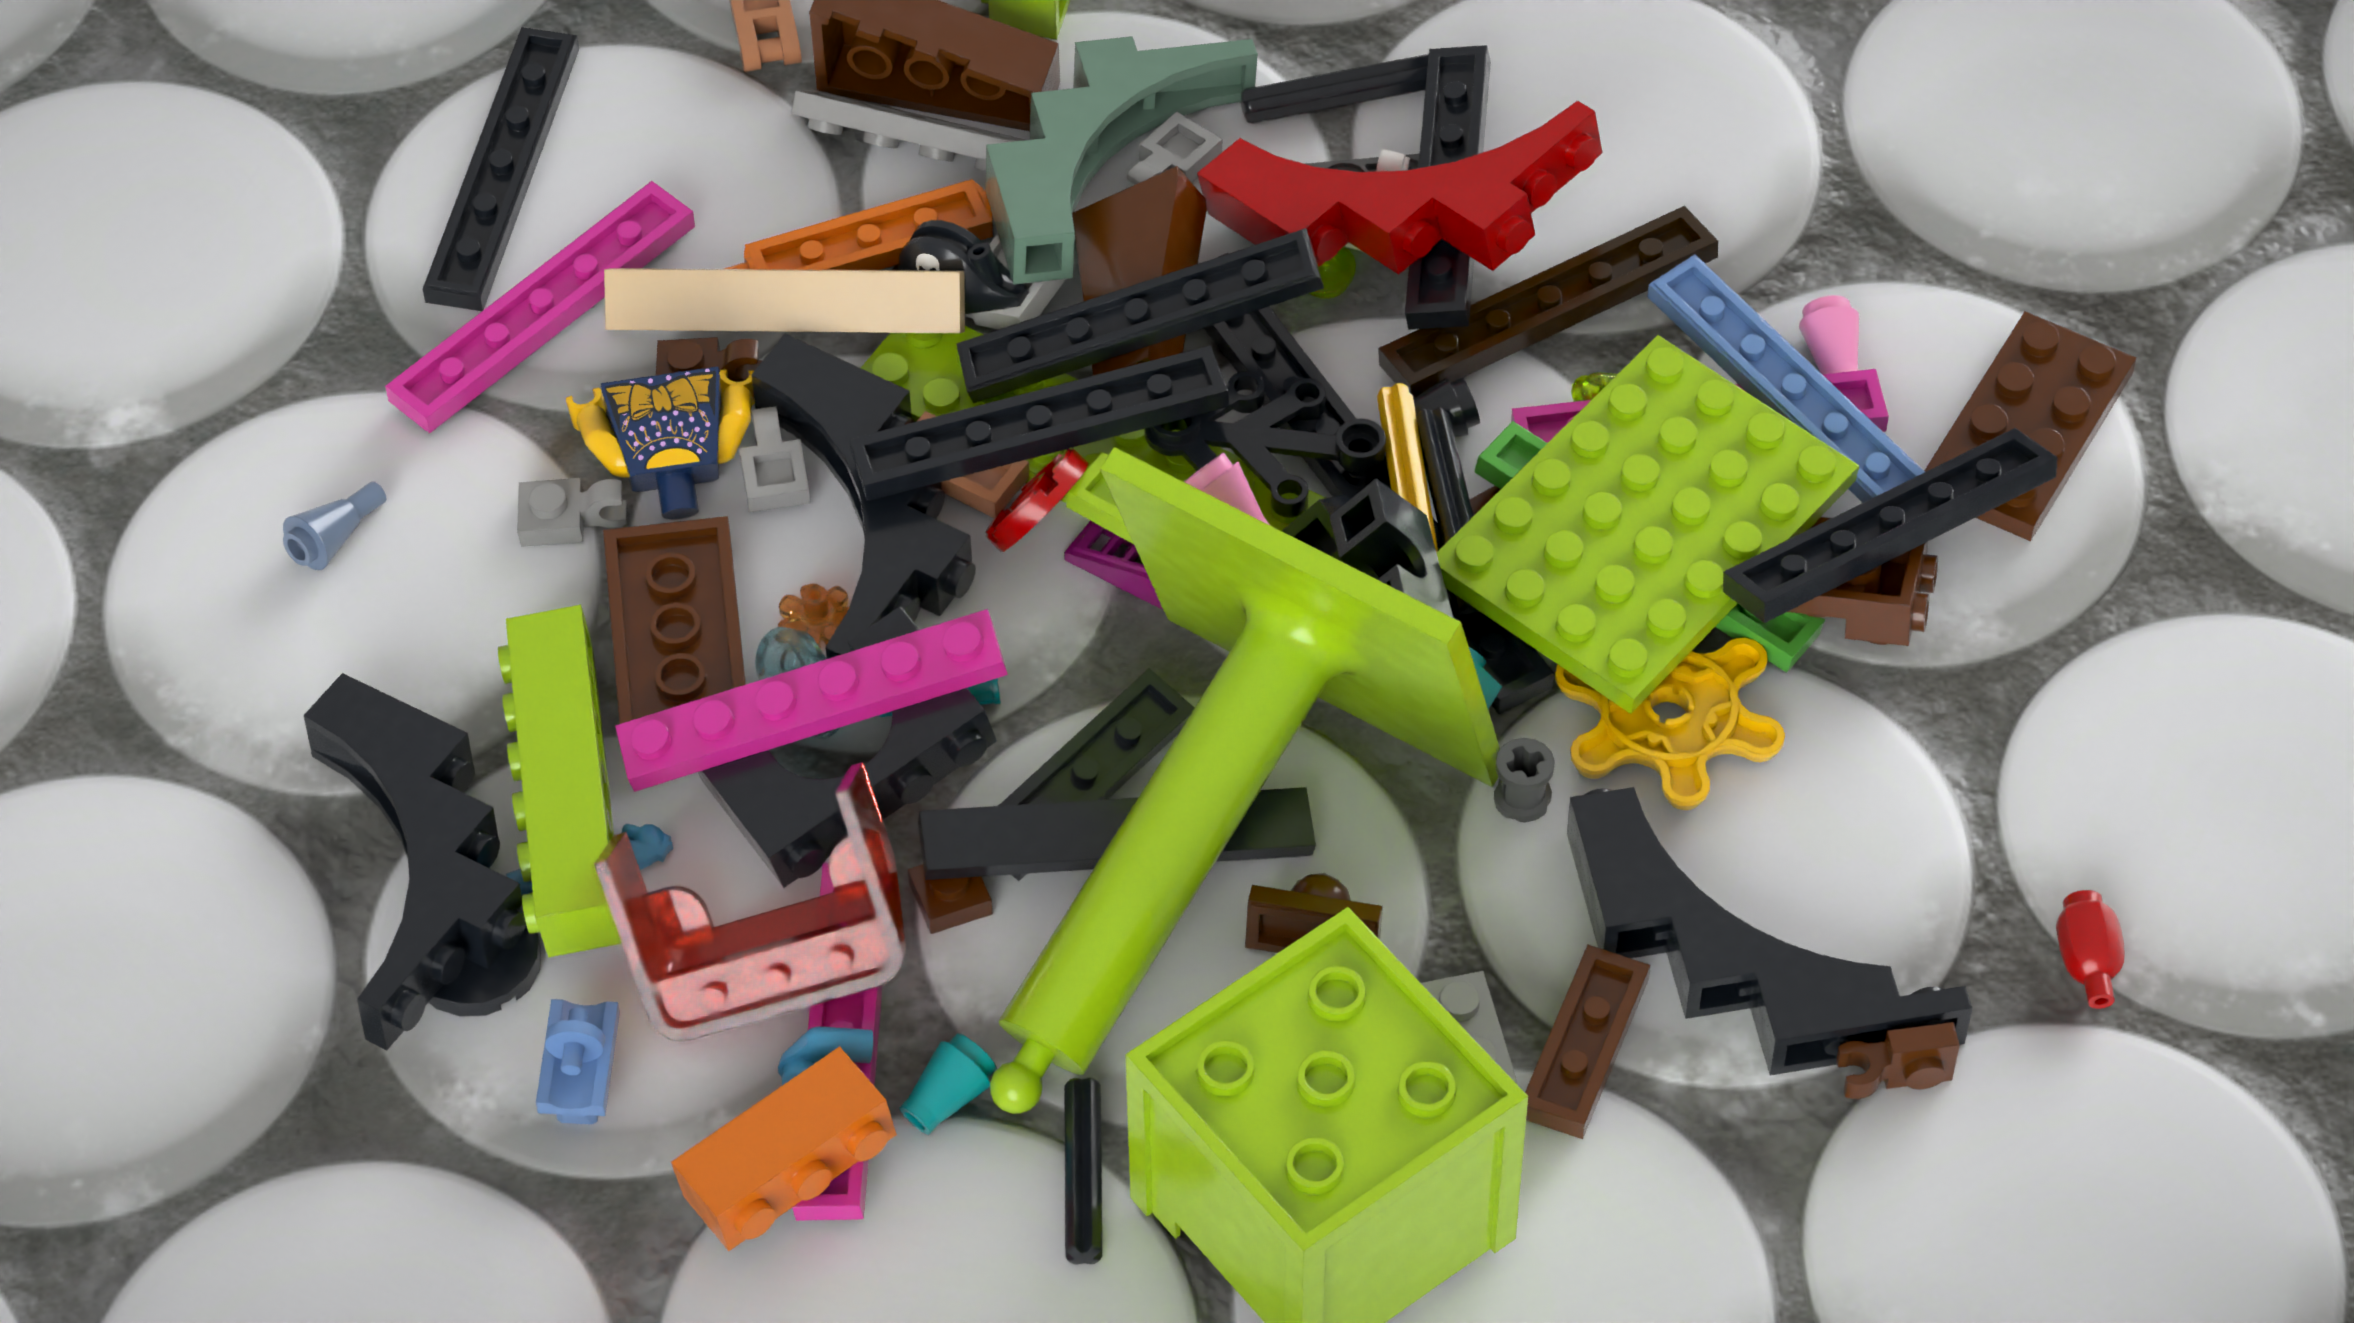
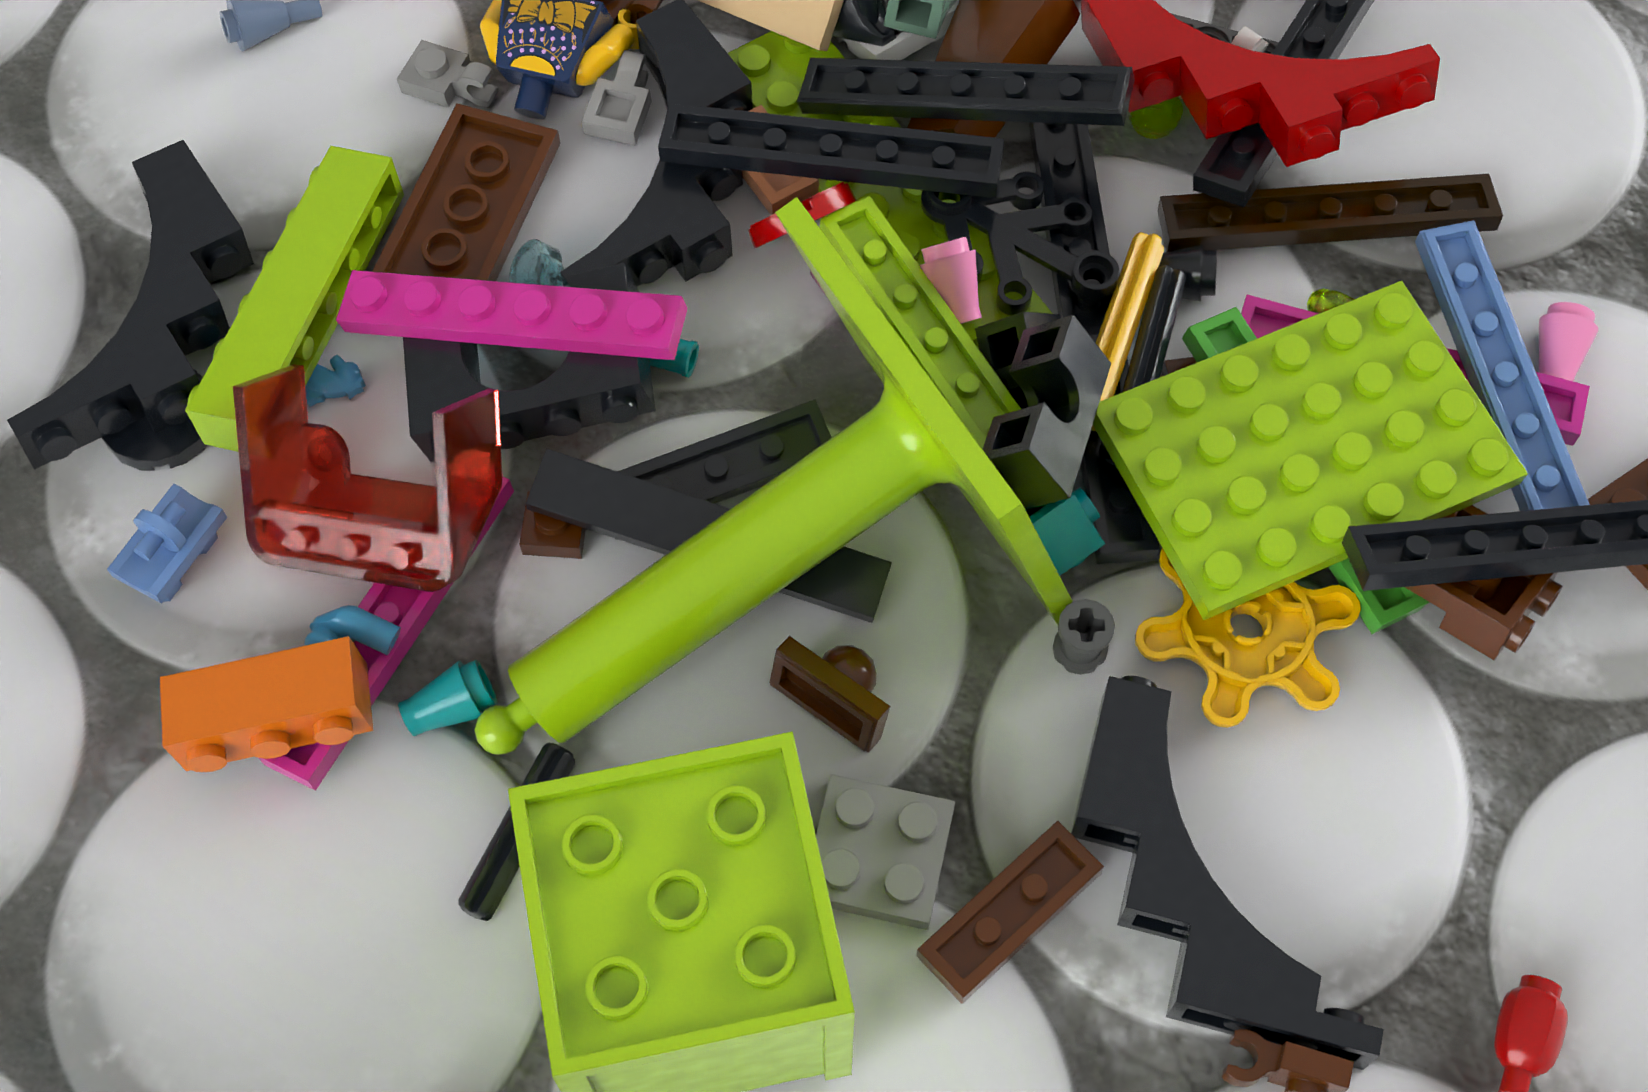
camera: 25 degrees right, 10 degrees up
(816, 612) = (580, 236): clear orange plant -> none

